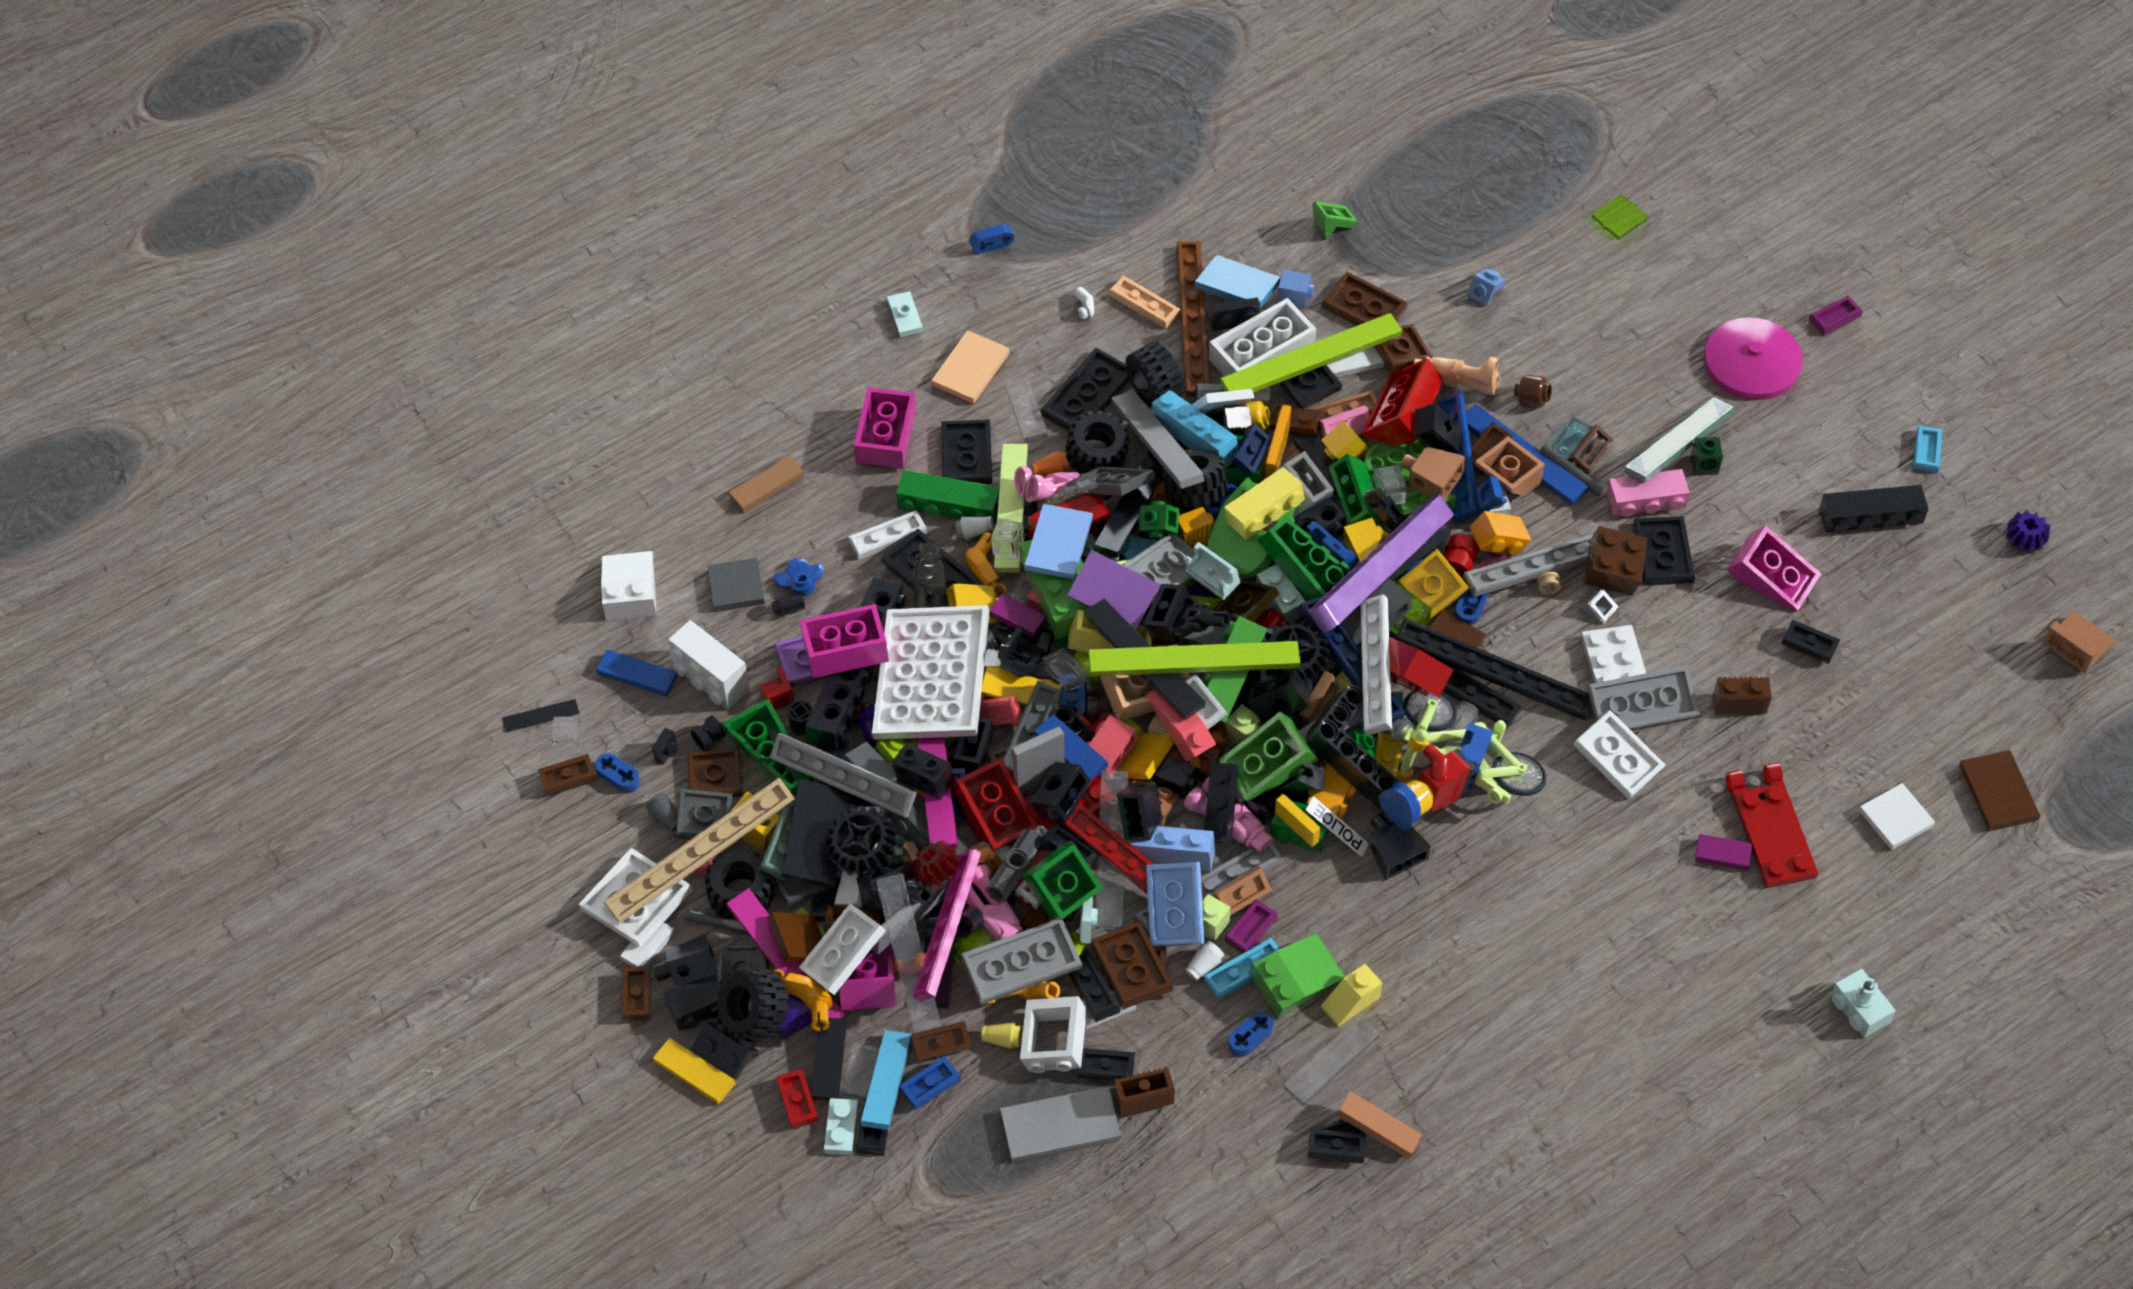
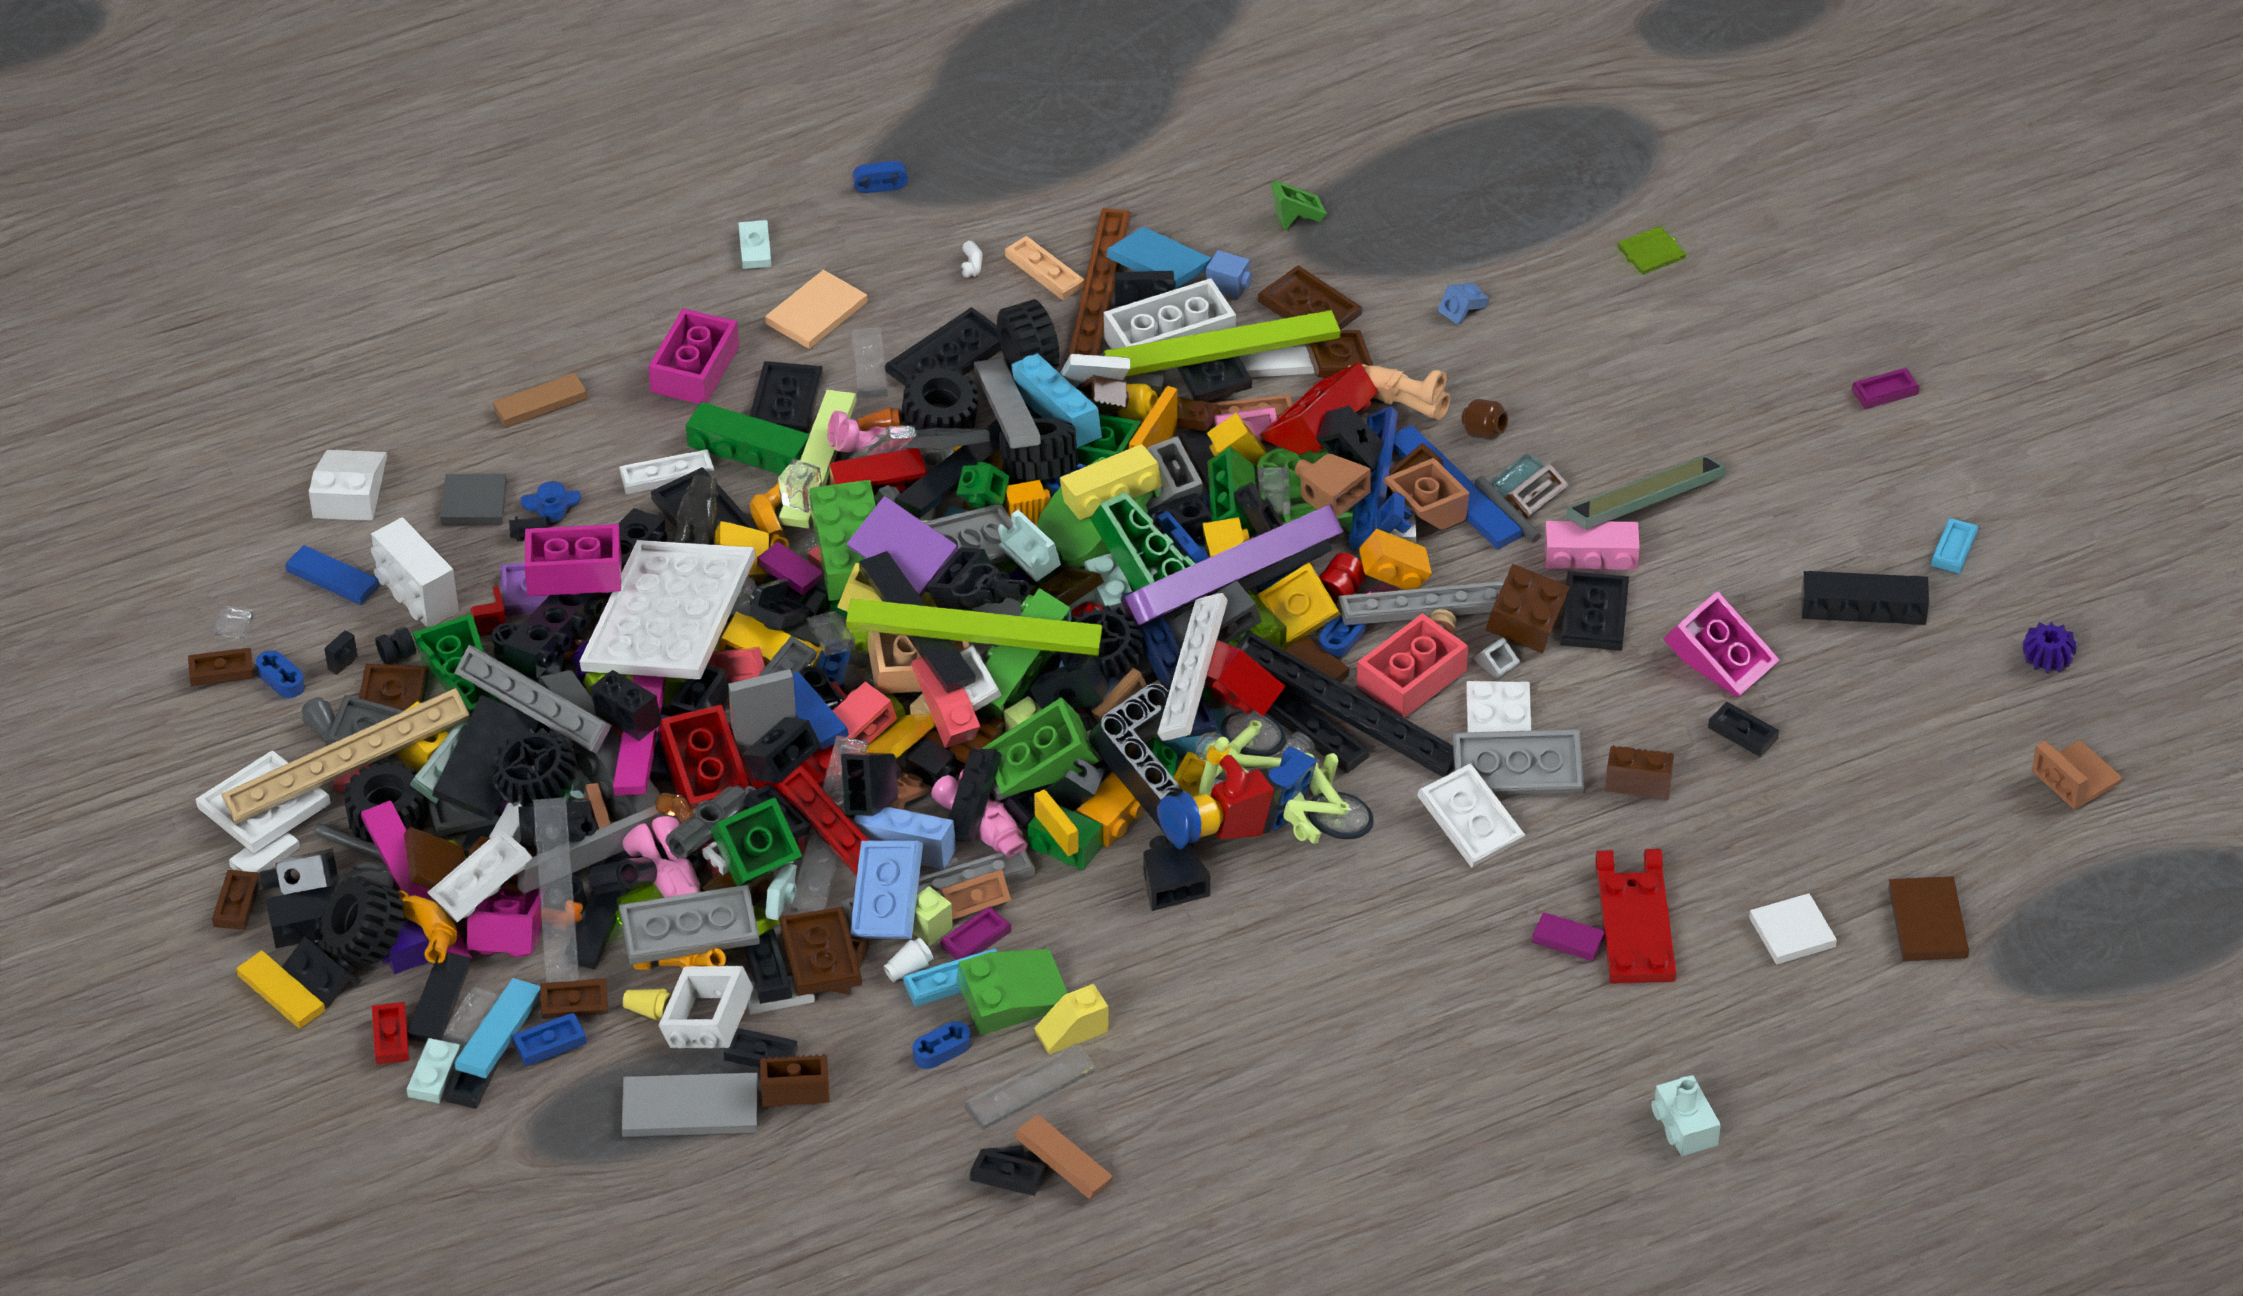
camera: 10 degrees right, 10 degrees down
(540, 715) = (207, 604): black sticker -> none
(935, 863) = (613, 802): clear red gear -> none
(946, 926) = (607, 868): dark pink tile -> none
(971, 527) = (764, 474): light grey cone -> none
(1058, 541) = (853, 488): light blue tile -> none
(1251, 449) = (1115, 428): dark blue plate -> none
(1337, 826) = (1106, 841): white sticker -> none
(1538, 627) = (1412, 666): none -> coral brick
(1706, 455) = (1675, 514): dark green brick -> none
(1753, 358) = (1768, 421): dark pink dish -> none

